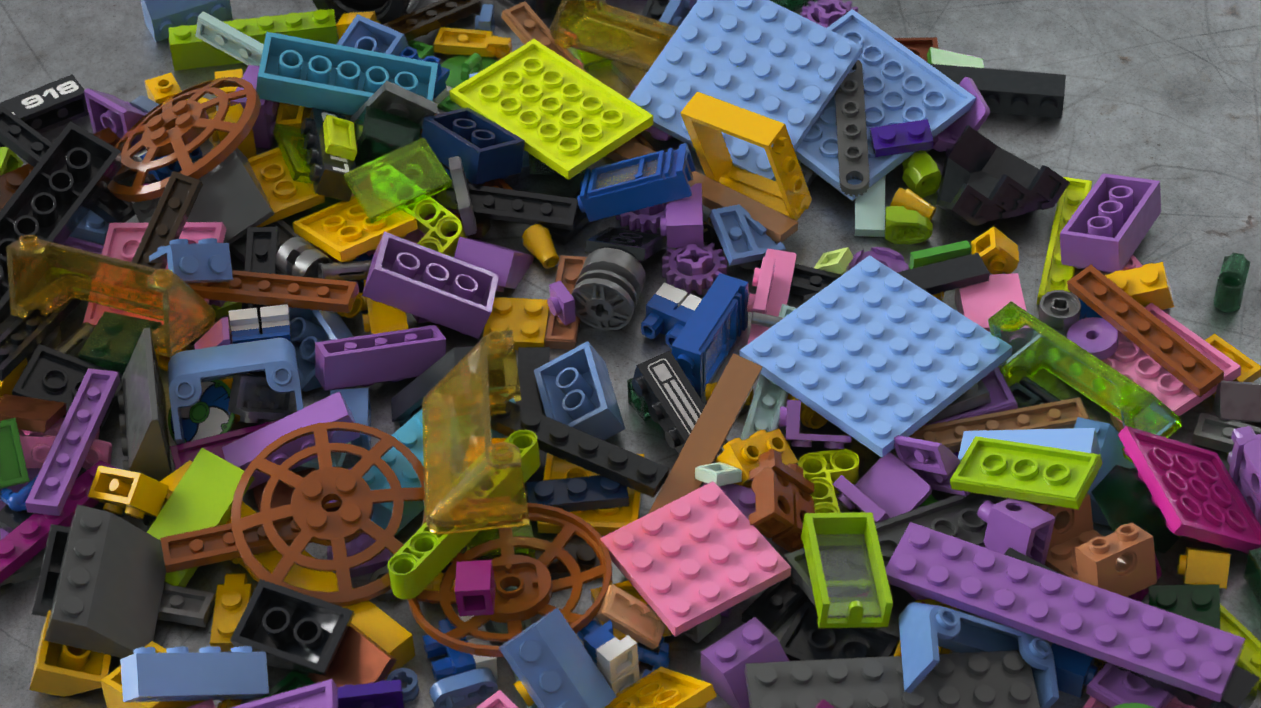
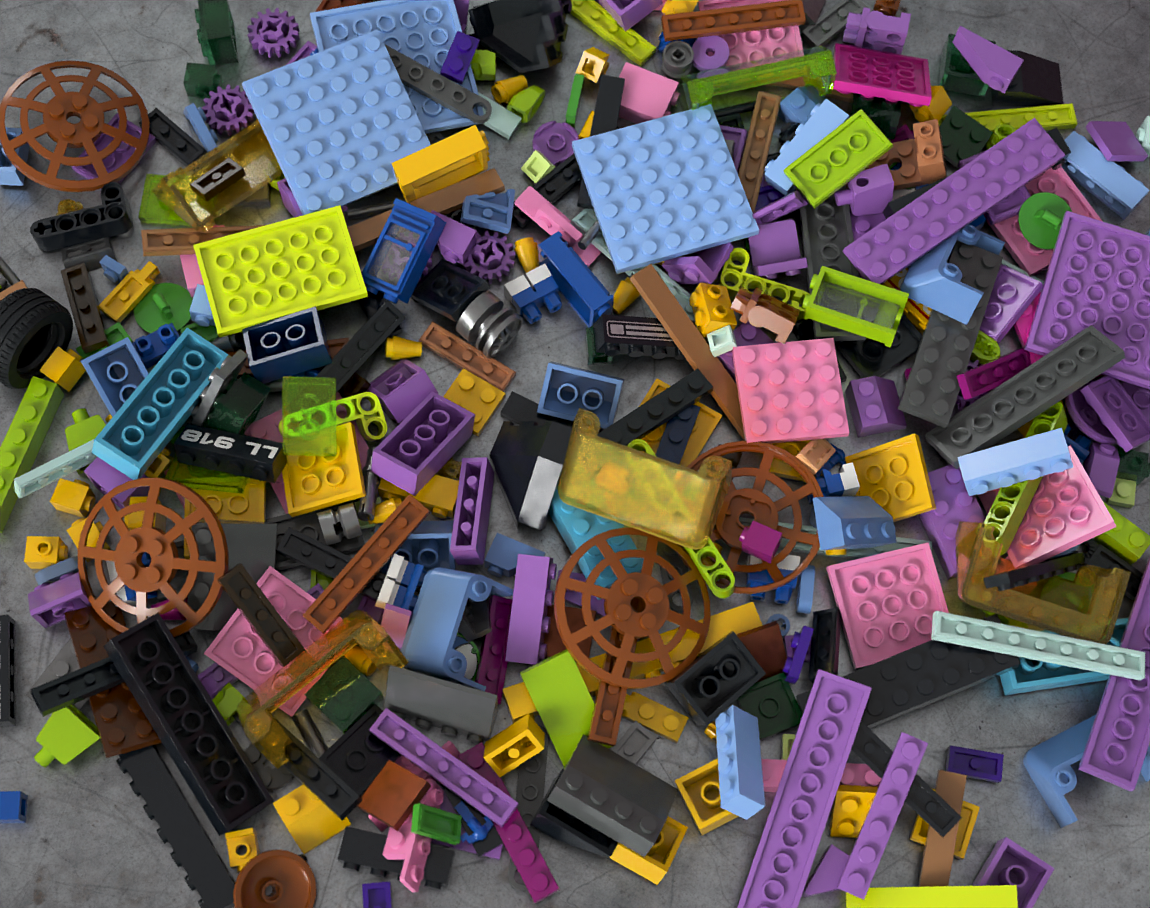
camera: 70 degrees left, 25 degrees up
(196, 262) = (321, 600): medium blue bracket -> none
(339, 137) = (229, 438): neon yellow tile -> none
(462, 194) = (344, 378): flat silver tile -> none
(561, 303) = (483, 362): medium lavender plate -> none
(616, 32) = (217, 179): none -> dark brown plate

